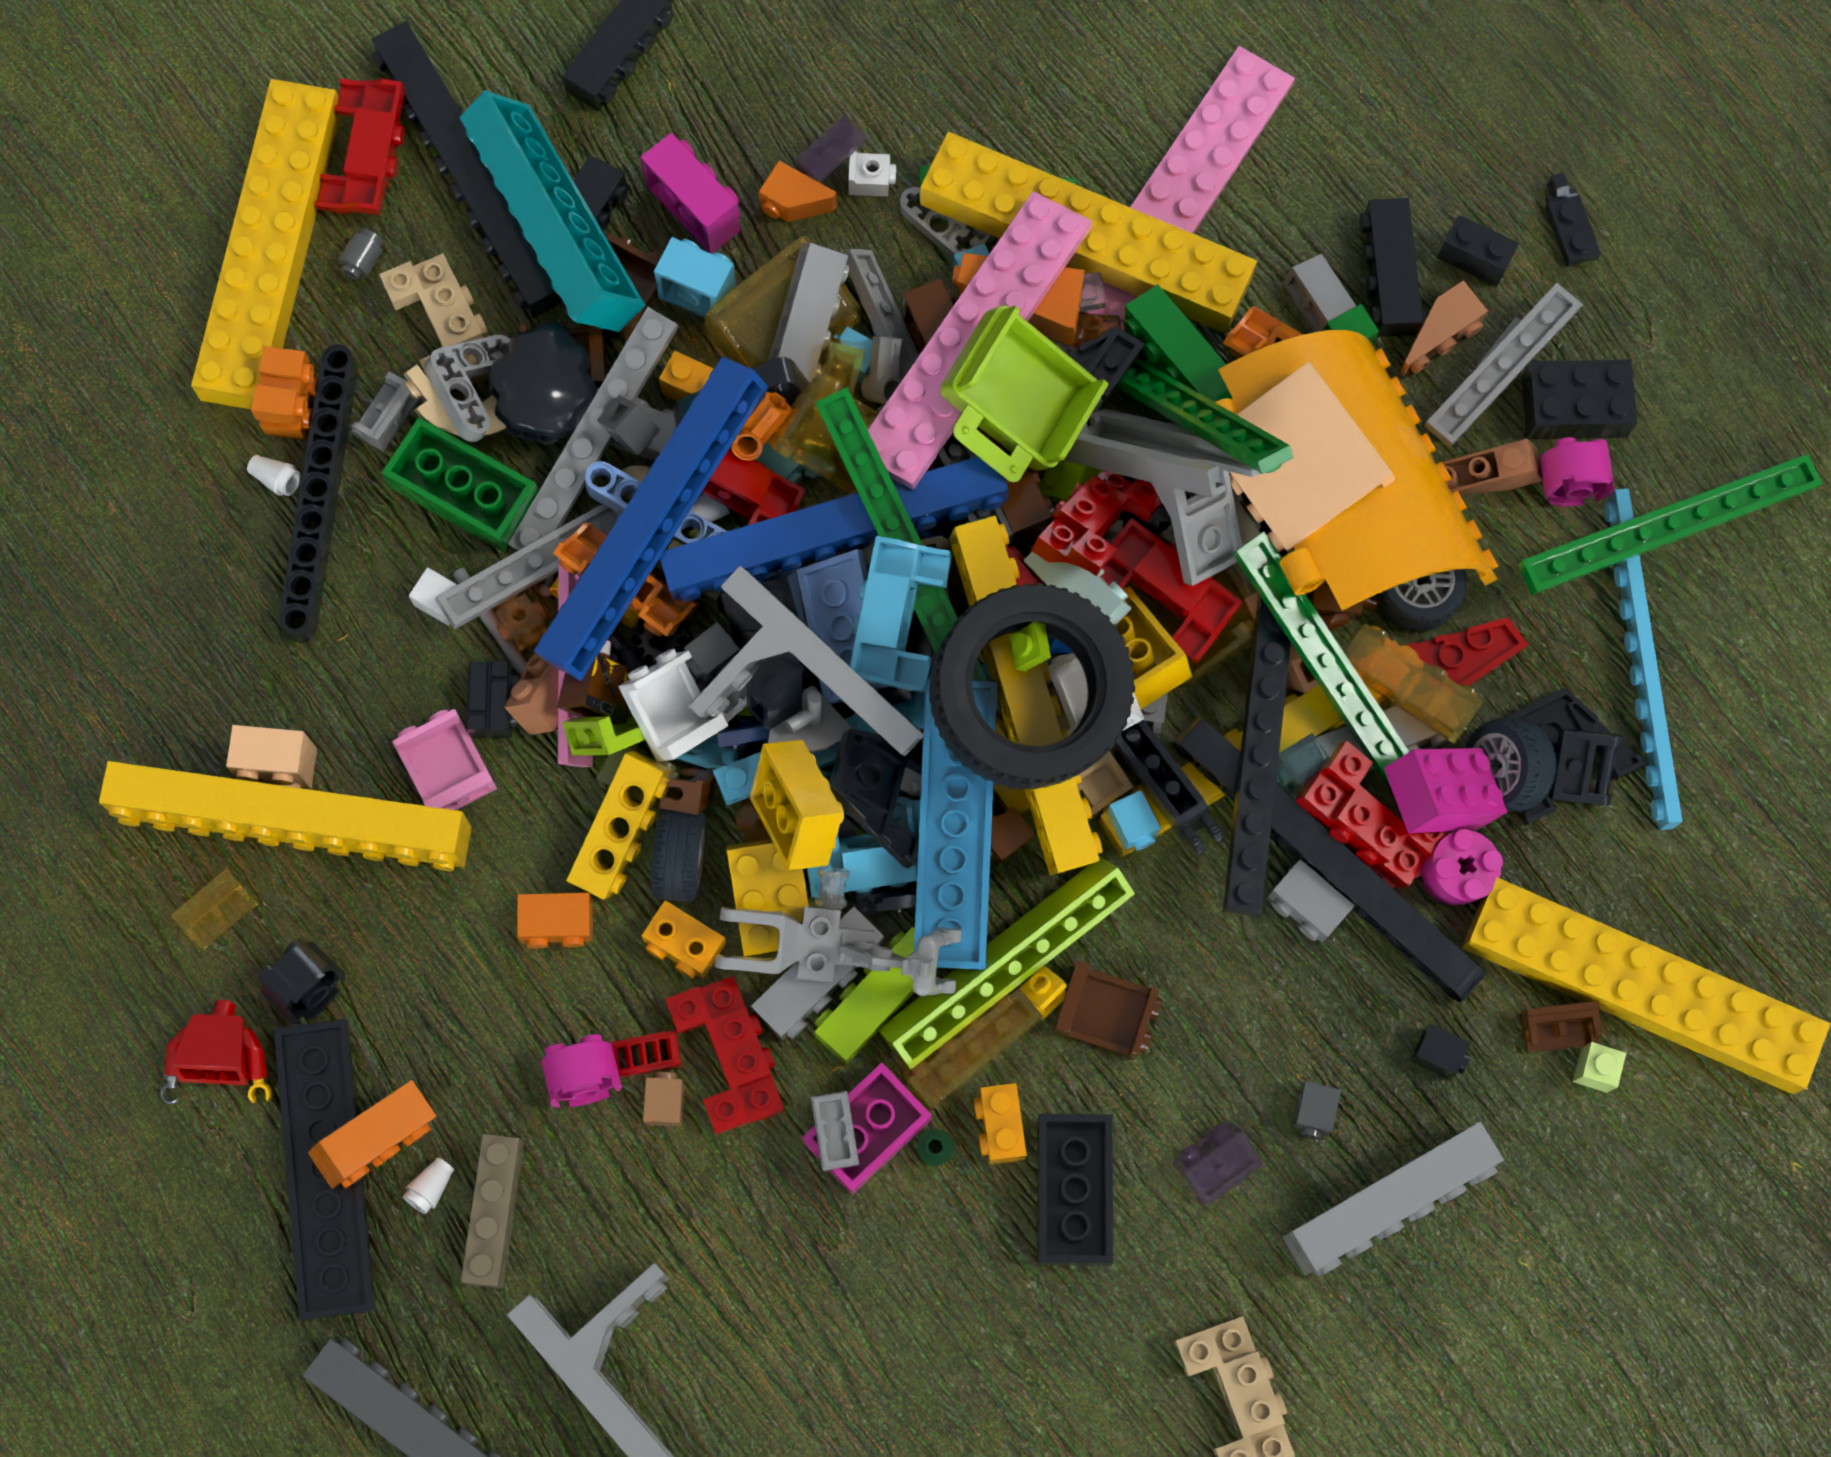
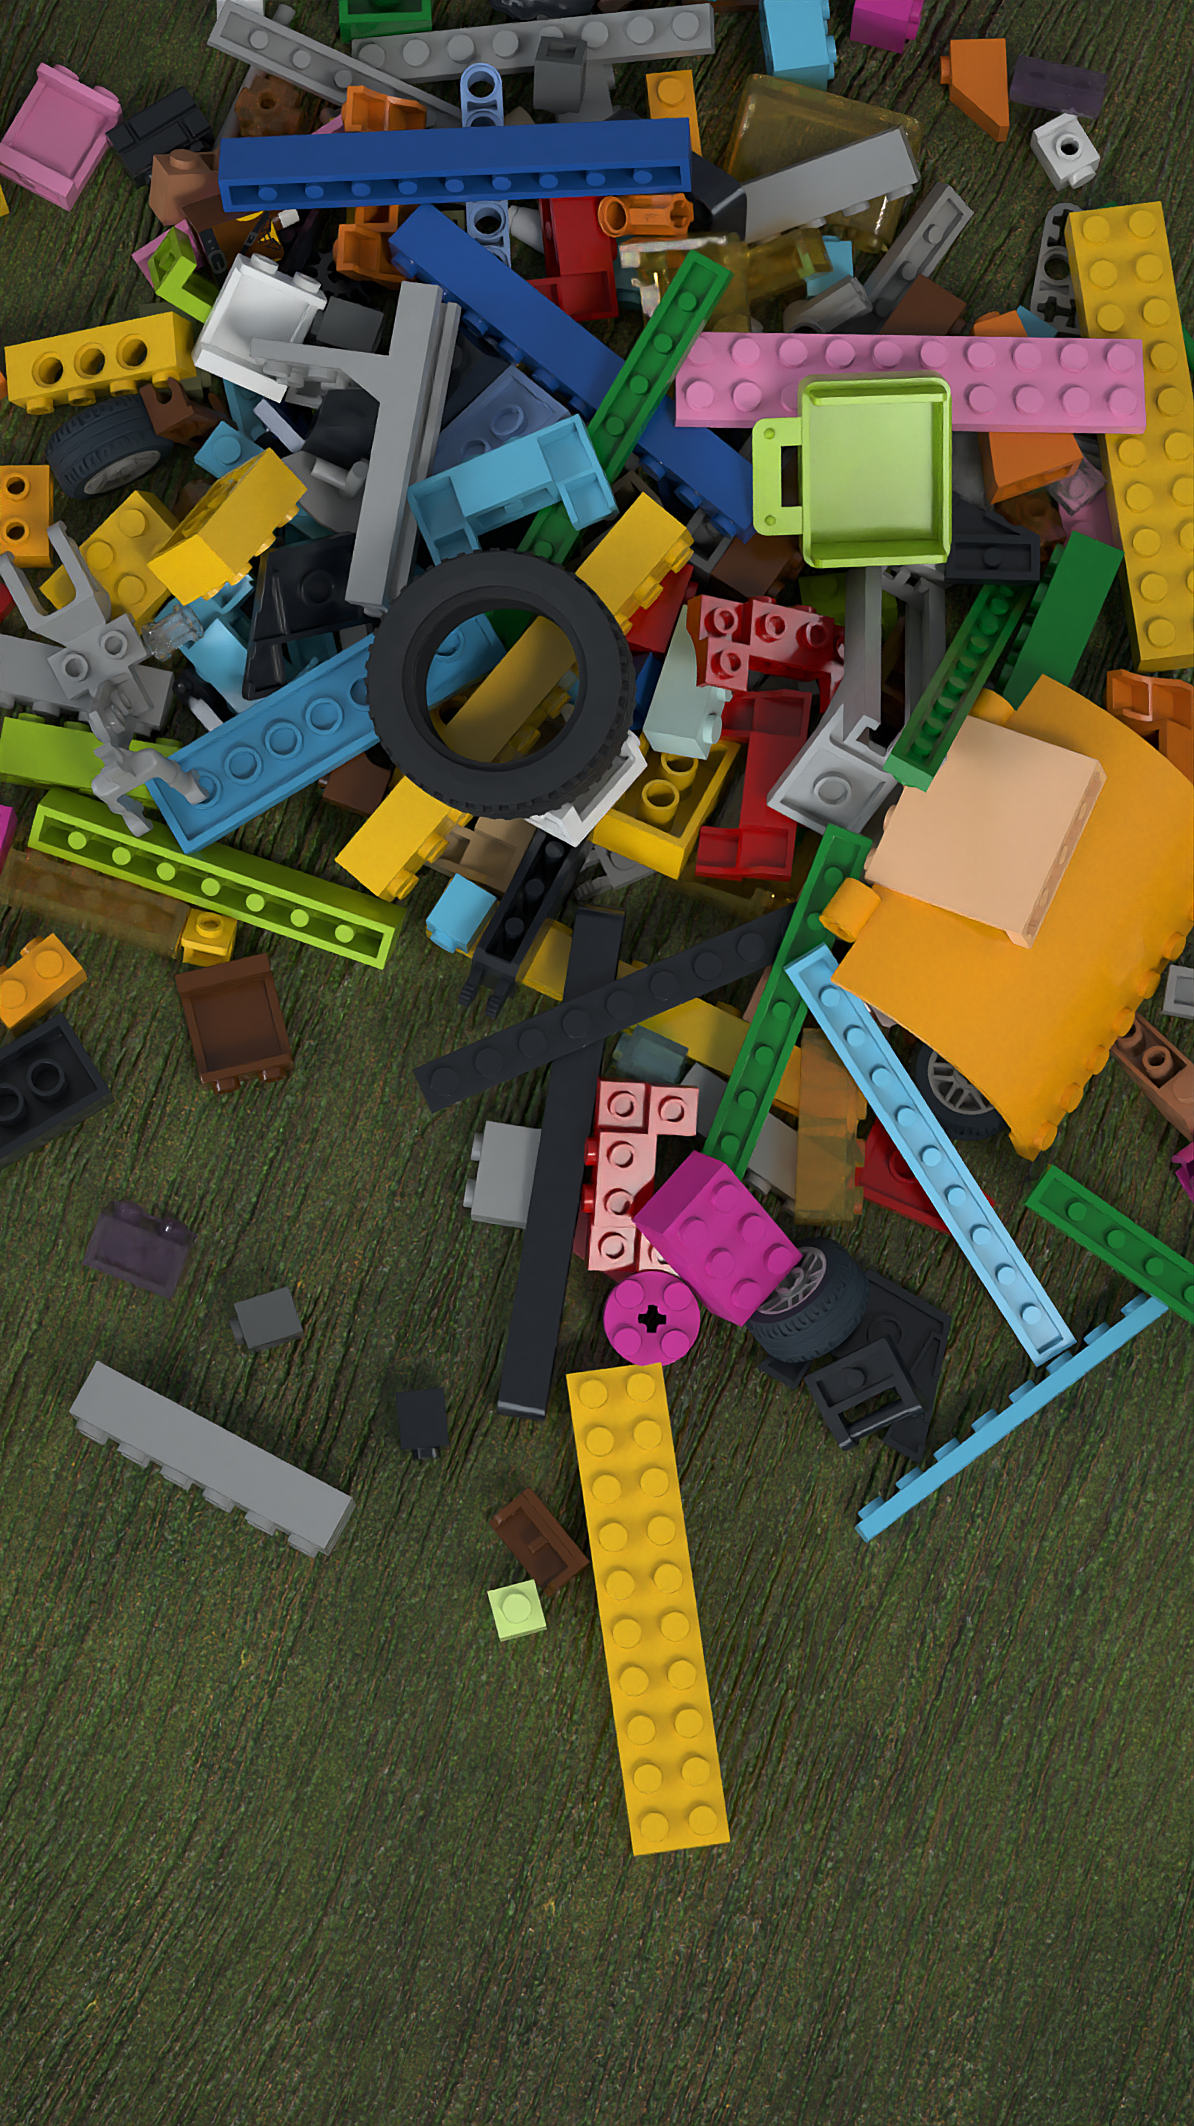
camera: 60 degrees right, 5 degrees up
(1029, 646) = (543, 653): lime plate -> none
(1465, 630) = (931, 1156): none -> medium azure plate

